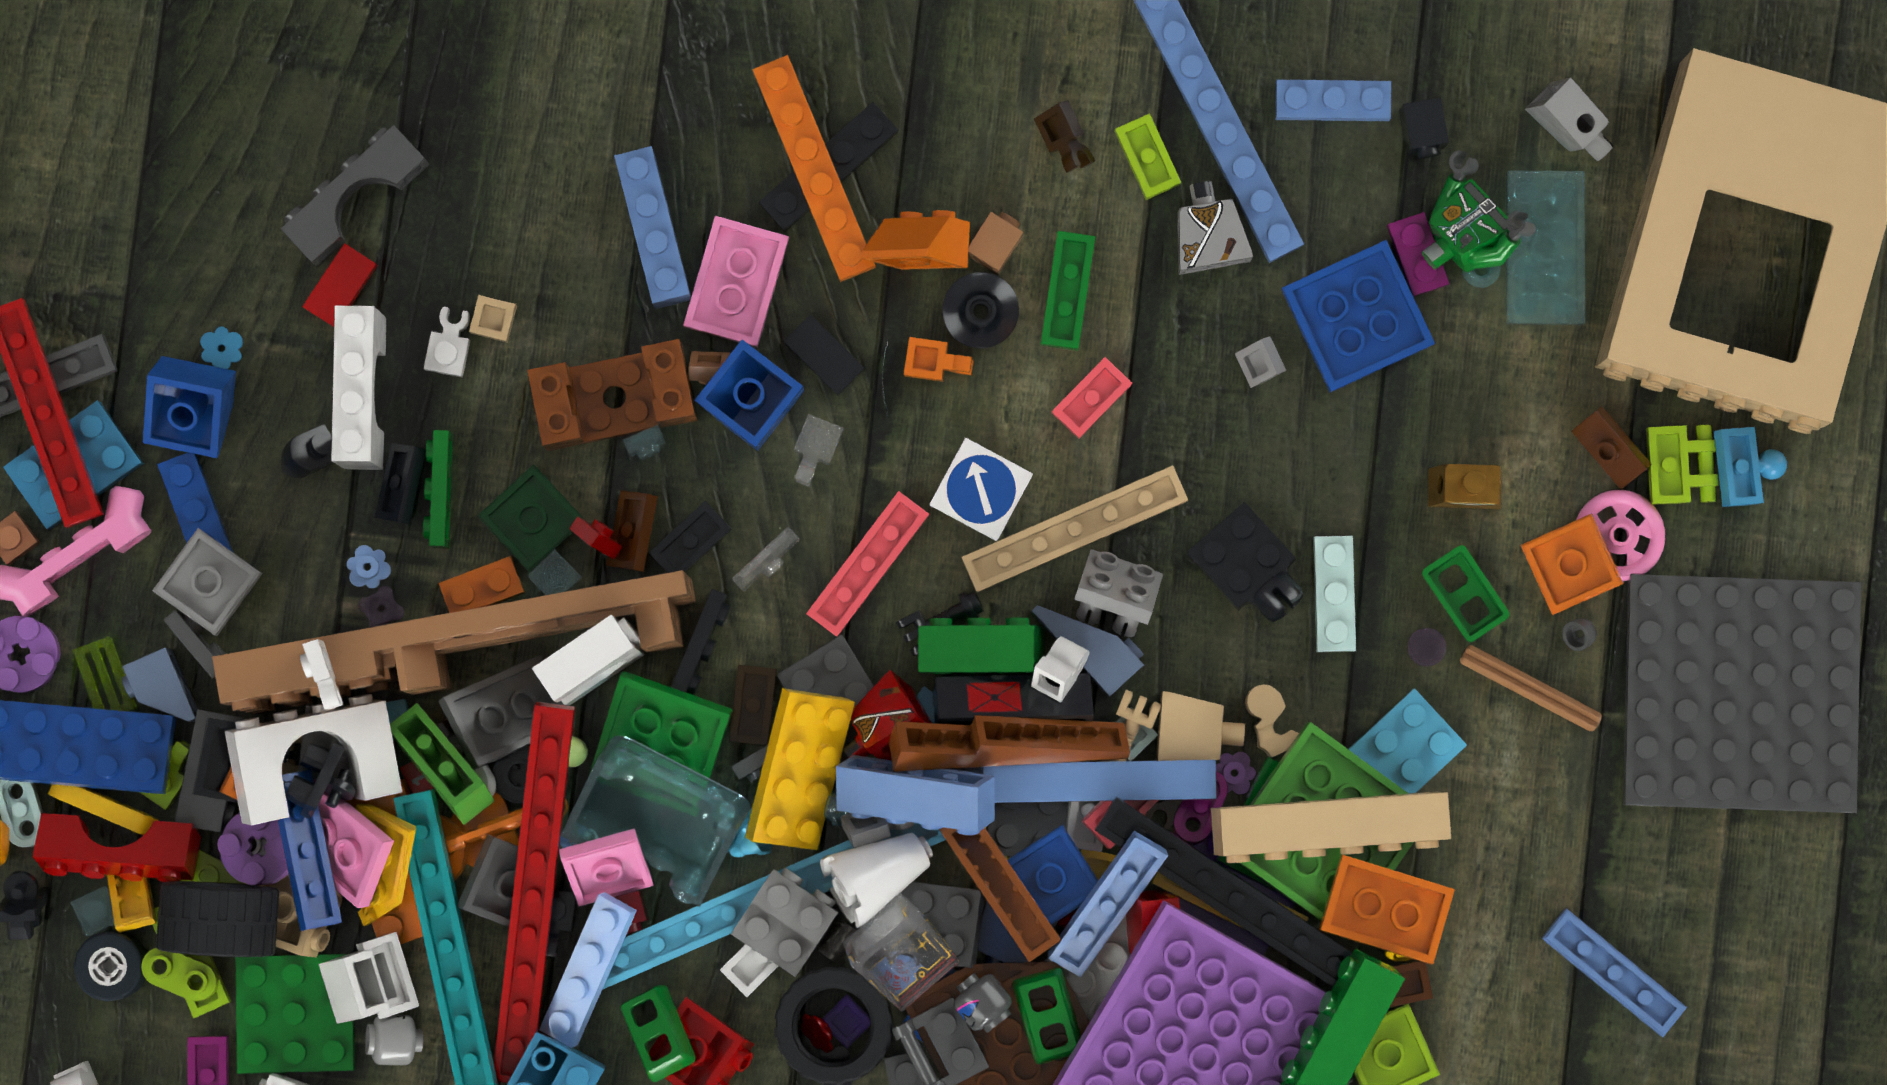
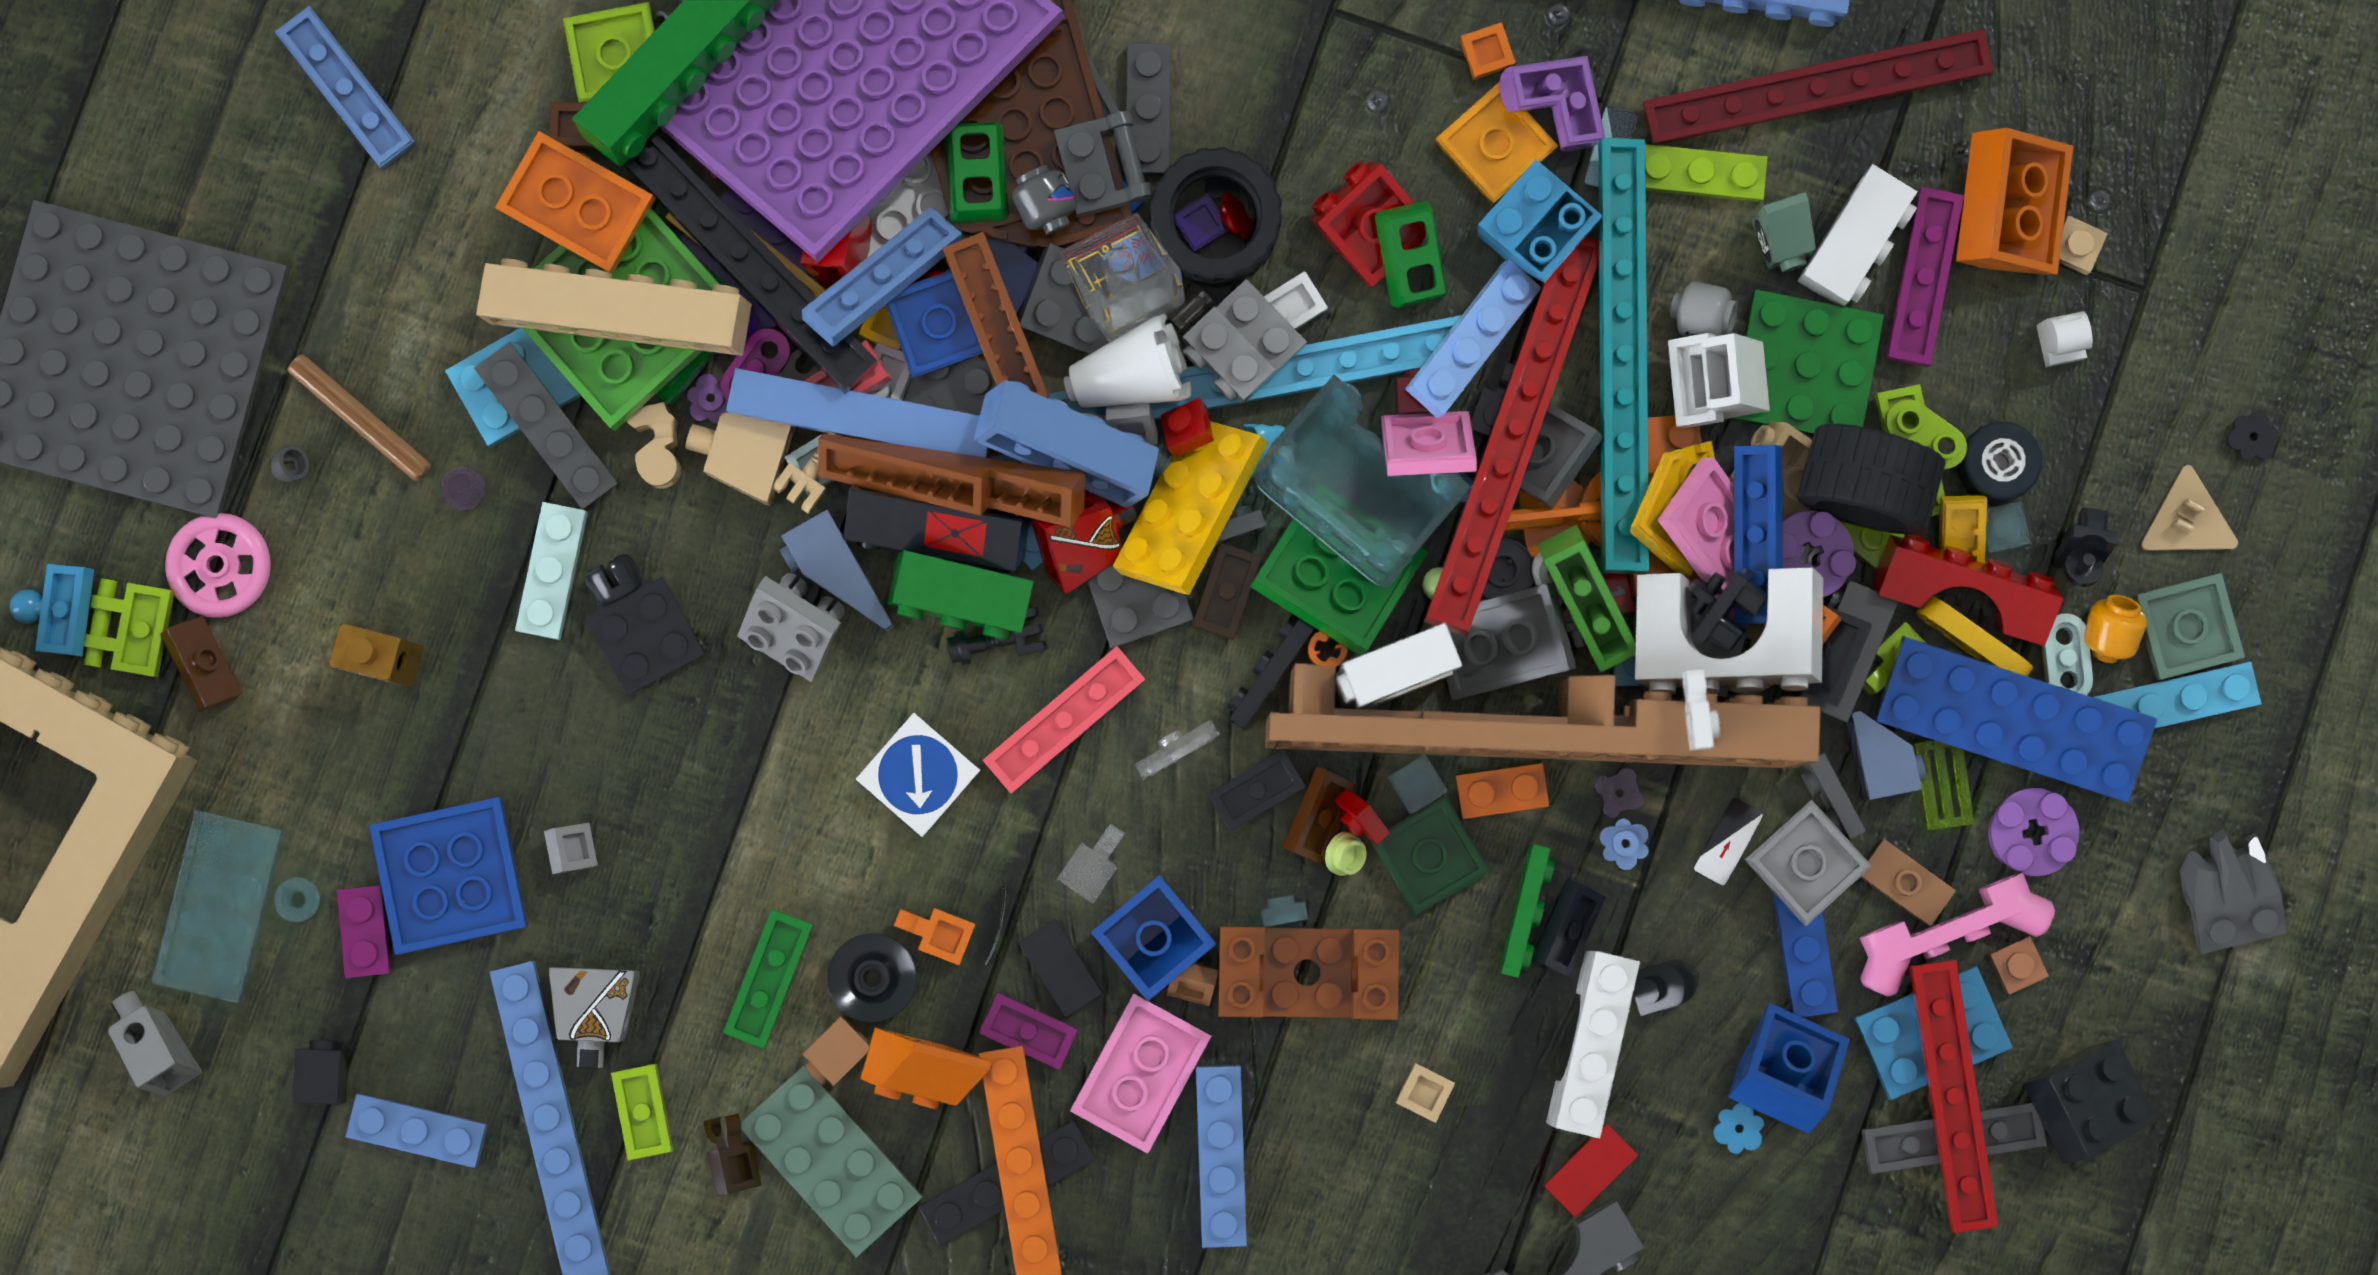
camera: 170 degrees left, 0 degrees up
(119, 587) = (1907, 882): none -> medium nougat plate
(279, 589) = (1728, 841): none -> sticker
(447, 350) = (1484, 1068): white plate -> none
(603, 503) = (1345, 854): none -> yellowish green plate
(651, 662) = (1322, 638): none -> orange gear
(817, 836) = (1187, 427): none -> red plate
(846, 299) = (1020, 1025): none -> magenta plate
(980, 151) = (830, 1161): none -> sand green plate
(1061, 665) = (874, 549): white leg -> none
(1074, 529) = (823, 707): tan plate -> none
(1091, 398) = (770, 850): coral plate -> none
(1368, 716) = (546, 425): none -> dark grey plate
(1470, 224) = (294, 947): torso -> none
(1476, 585) = (392, 545): green piece -> none
(1572, 564) = (278, 543): orange tile -> none

